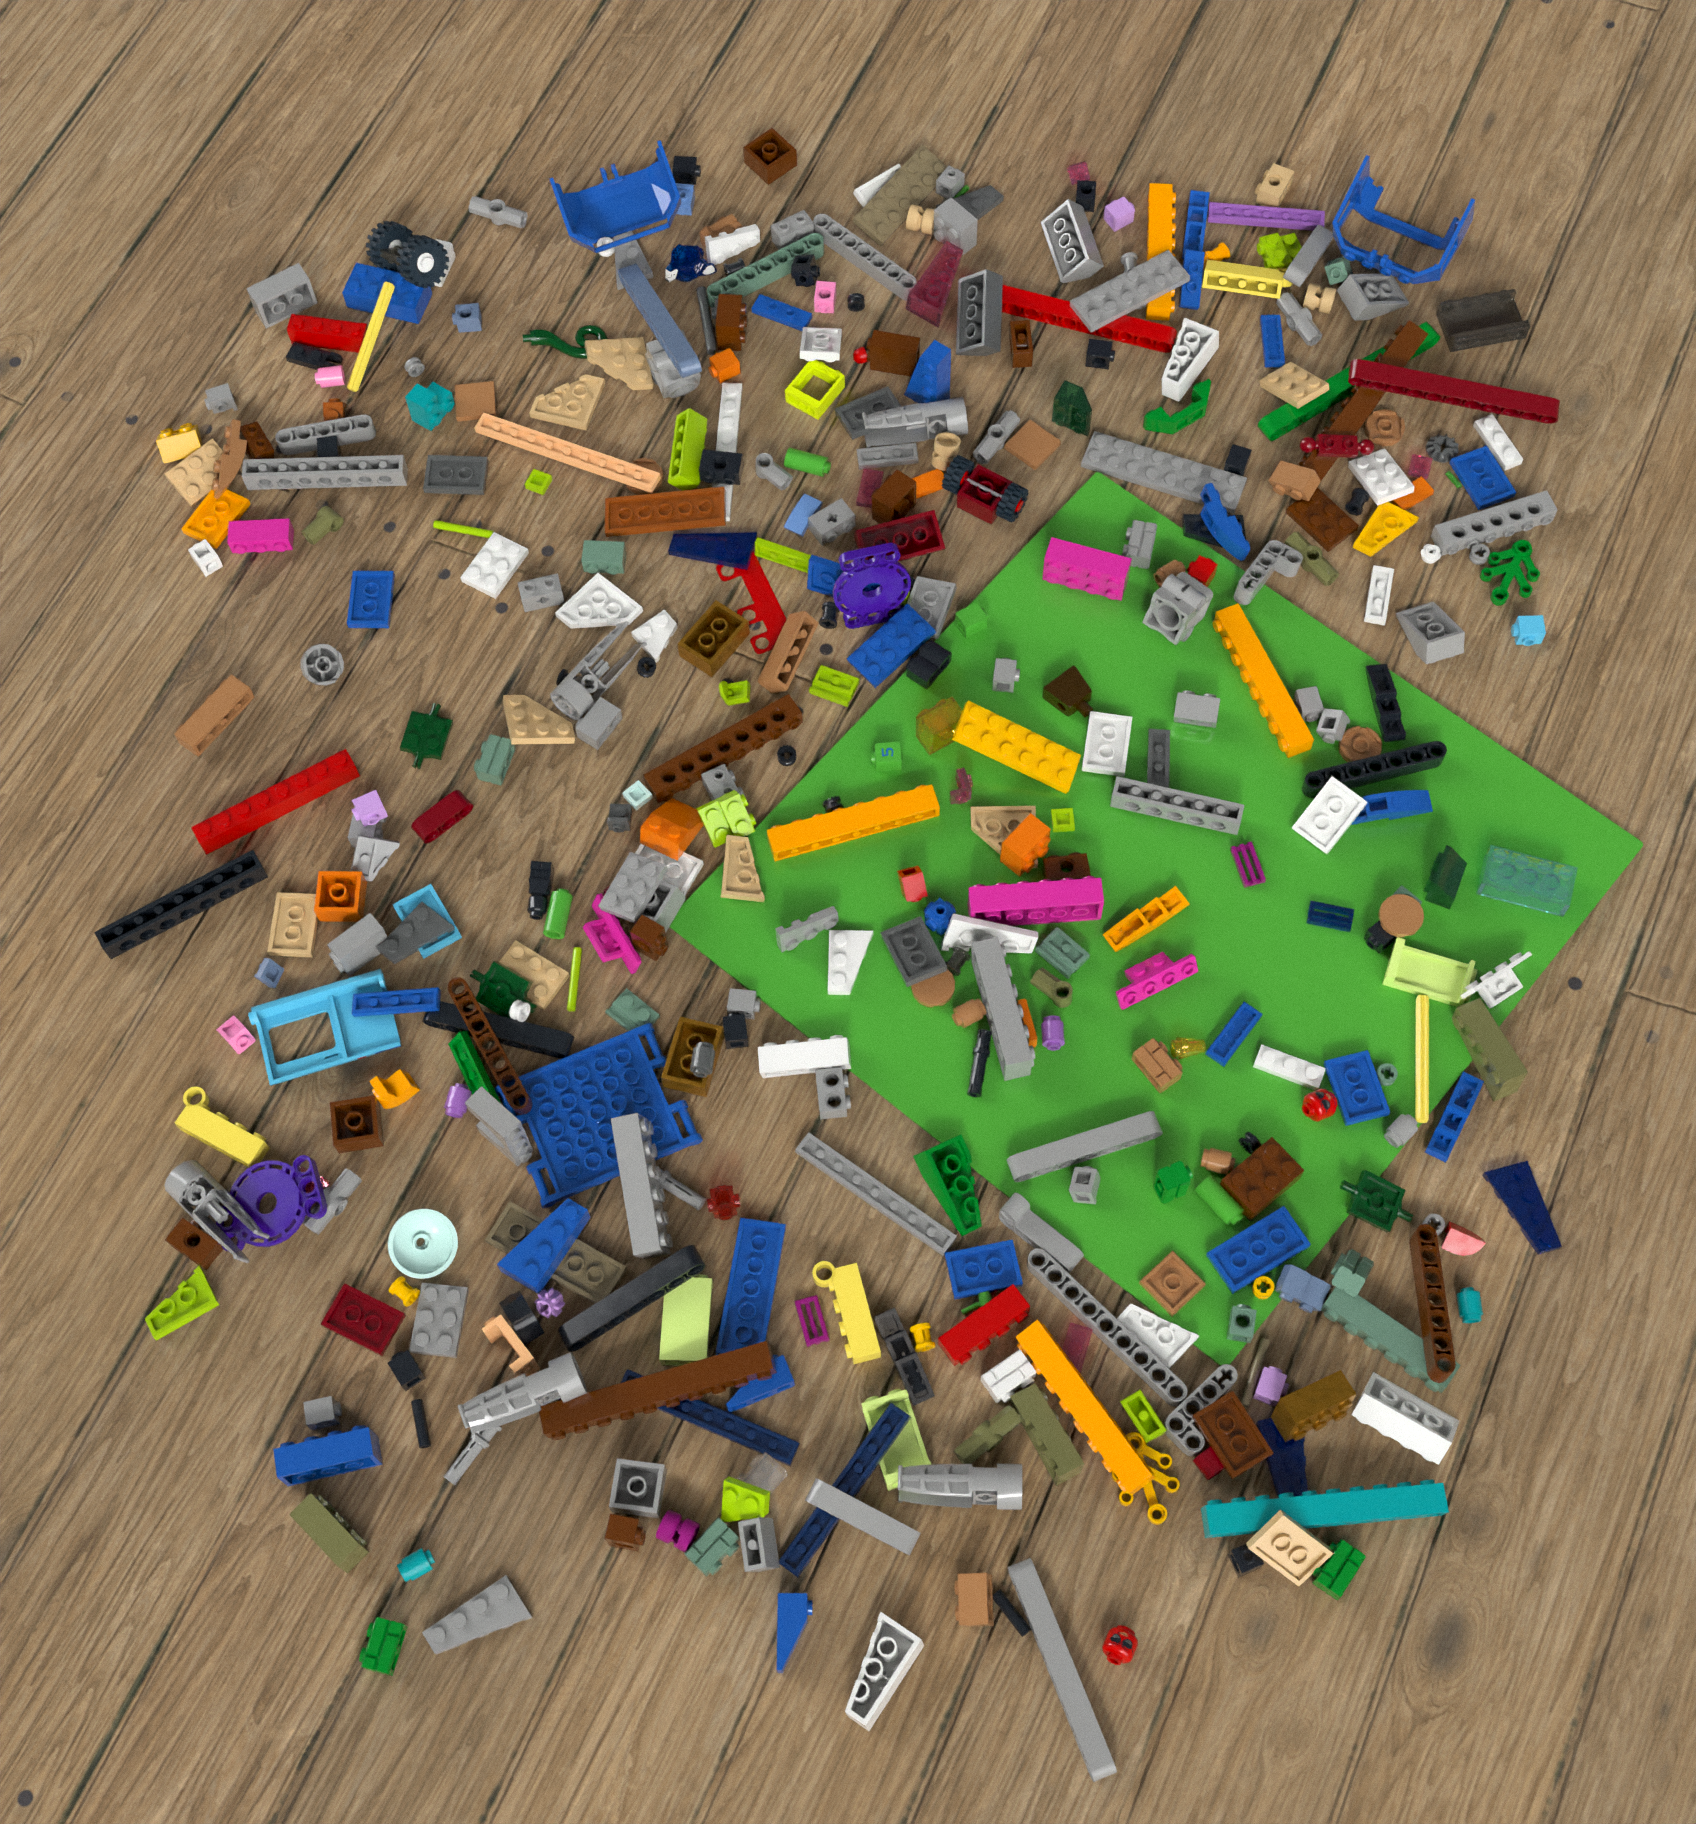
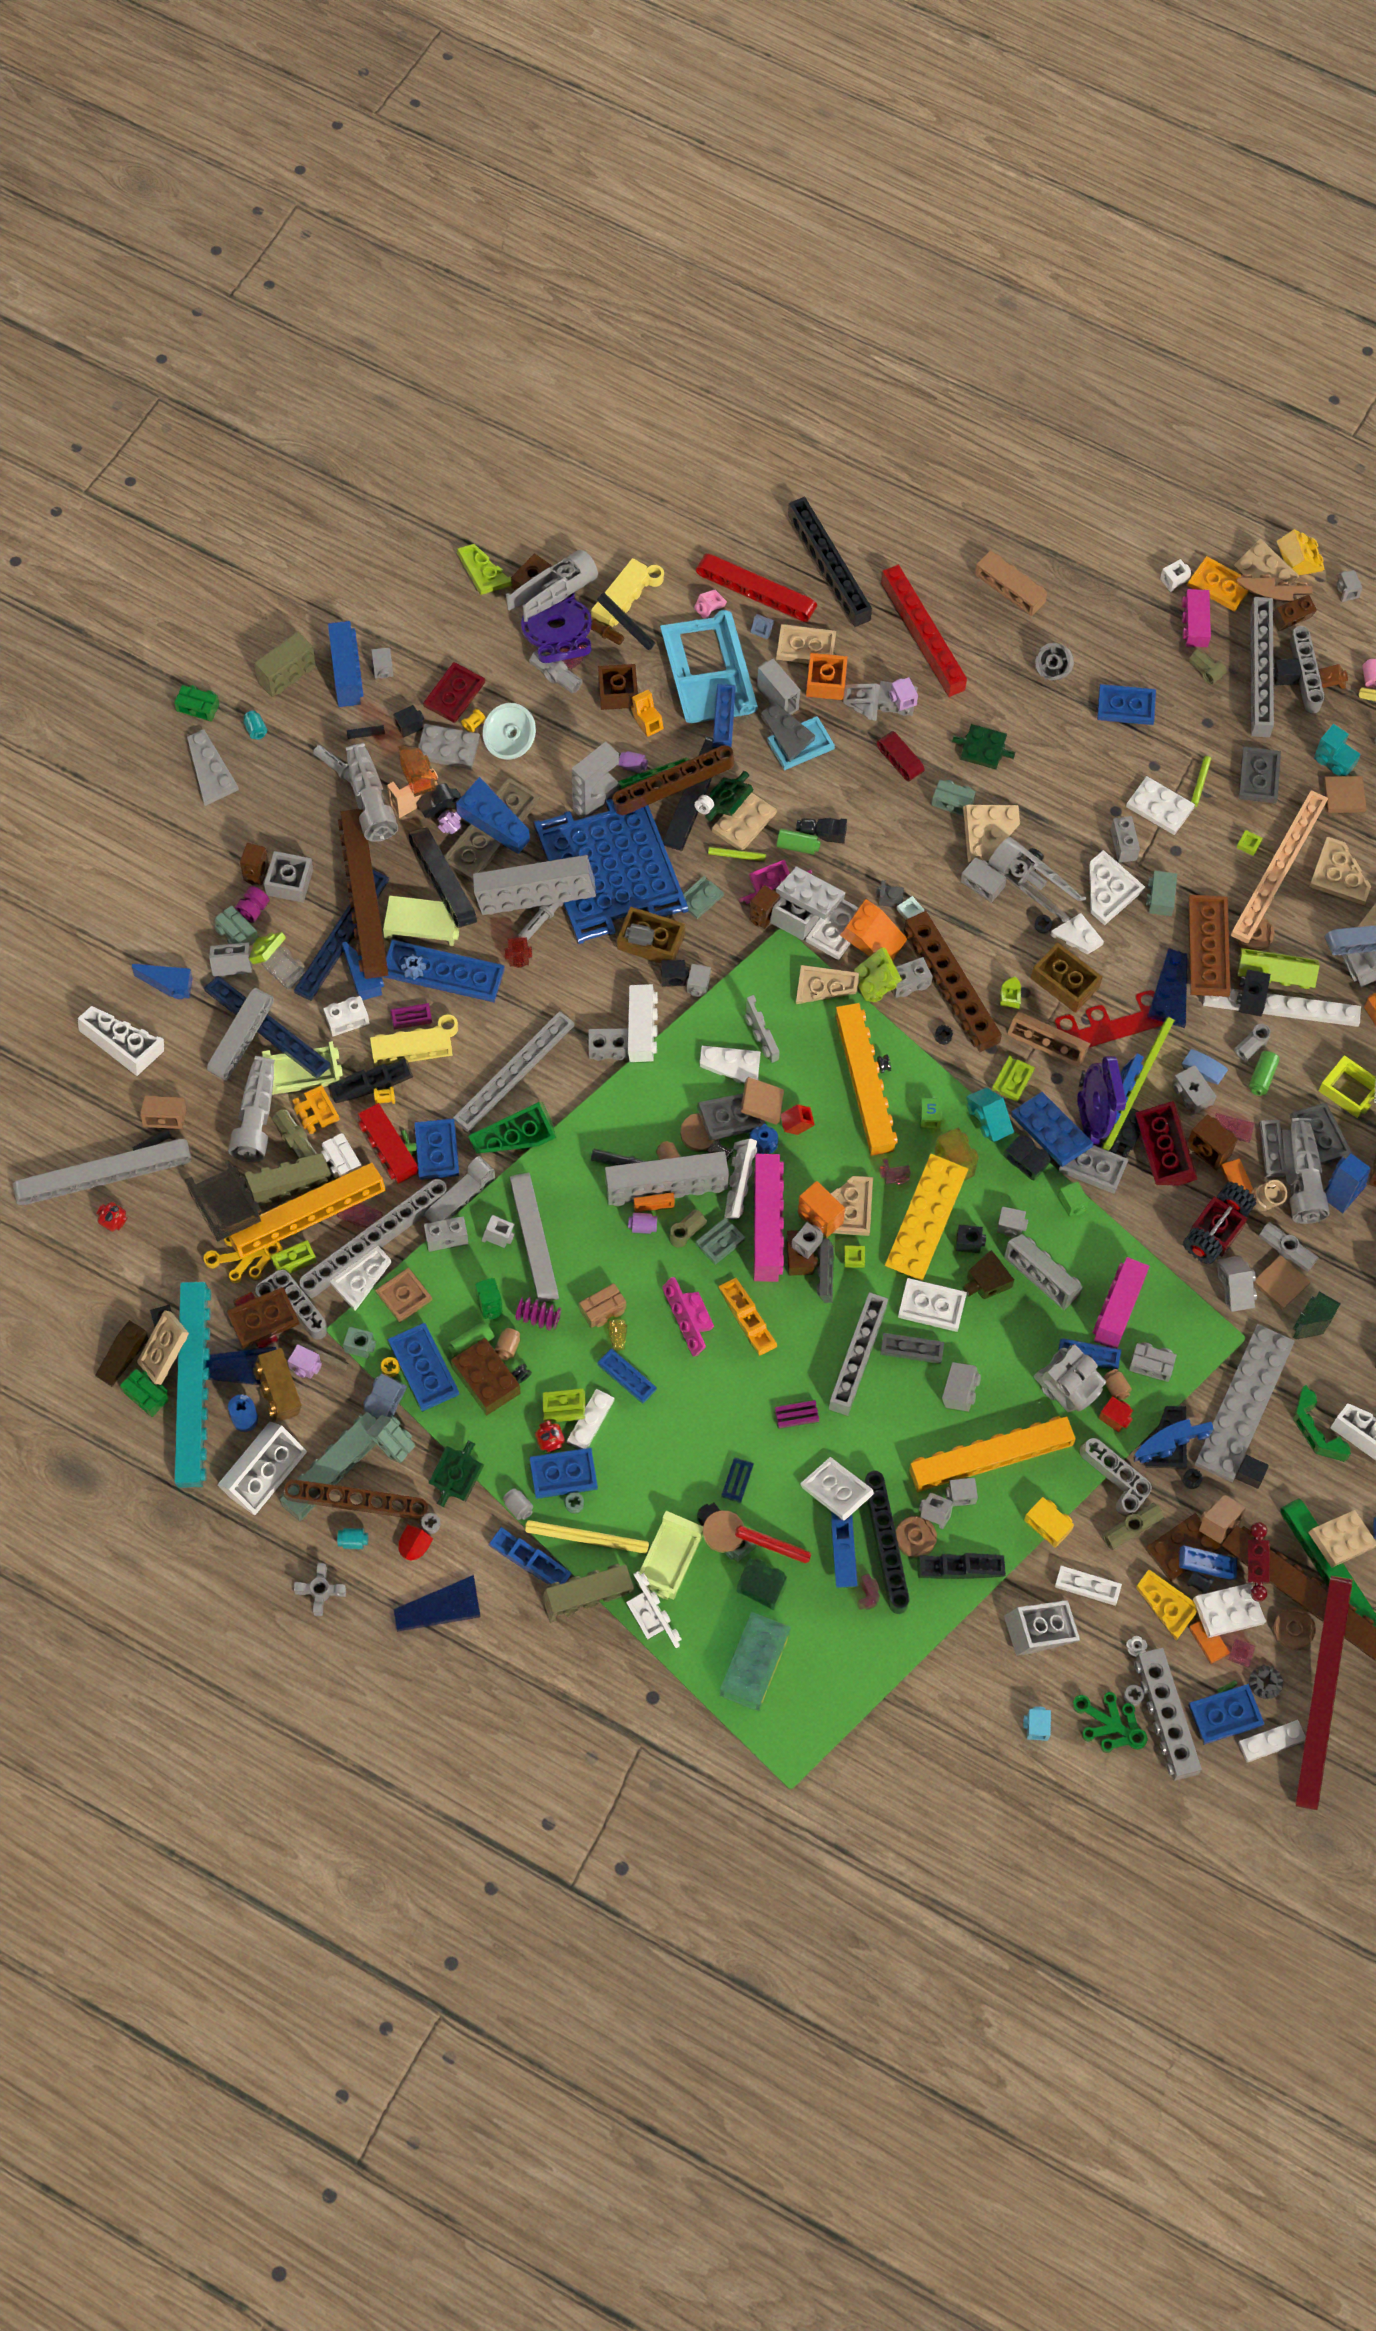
camera: 90 degrees right, 0 degrees up
(213, 985) = (756, 587): none -> red beam
(265, 1122) = (625, 621): none -> black axle
(276, 1146) = (607, 632): none -> reddish brown axle
(500, 1332) = (417, 770): none -> clear orange slope
(755, 1311) = (413, 967): none -> medium blue gear
(821, 1395) = (346, 1015): none -> white brick
(882, 695) = (991, 1112): none -> teal brick
(892, 921) = (762, 1100): none -> medium nougat tile
(944, 1409) = (321, 1106): none -> light orange plate
(1026, 719) = (964, 1245): none -> black brick
(1042, 474) = (1237, 1283): none -> light grey brick
(1057, 642) = (1042, 1271): none -> light grey slope
(1064, 847) = (825, 1271): none -> dark grey plate
(1065, 864) = (807, 1248): none -> light grey brick
(1089, 1503) = (225, 1202): none -> clear smoke panel
(1095, 1241) = (446, 1234): none -> light grey brick
(1139, 599) = (1103, 1356): none -> blue plate
(1176, 1129) = (538, 1314): none -> magenta piece
(1254, 509) = (1196, 1474): none -> black bush
(1281, 1093) = (564, 1405): none -> lime plate
(1293, 1605) = (122, 1352): none -> dark brown slope
(1325, 626) = (1049, 1522): none -> yellow brick
(1339, 493) = (1208, 1563): none -> blue plate
(1356, 1437) = (243, 1413): none -> blue piece
(1403, 870) = (772, 1544): none -> red axle
(1434, 778) = (871, 1589): none -> clear pink bracket
(1546, 1332) = (331, 1590): none -> light grey pin

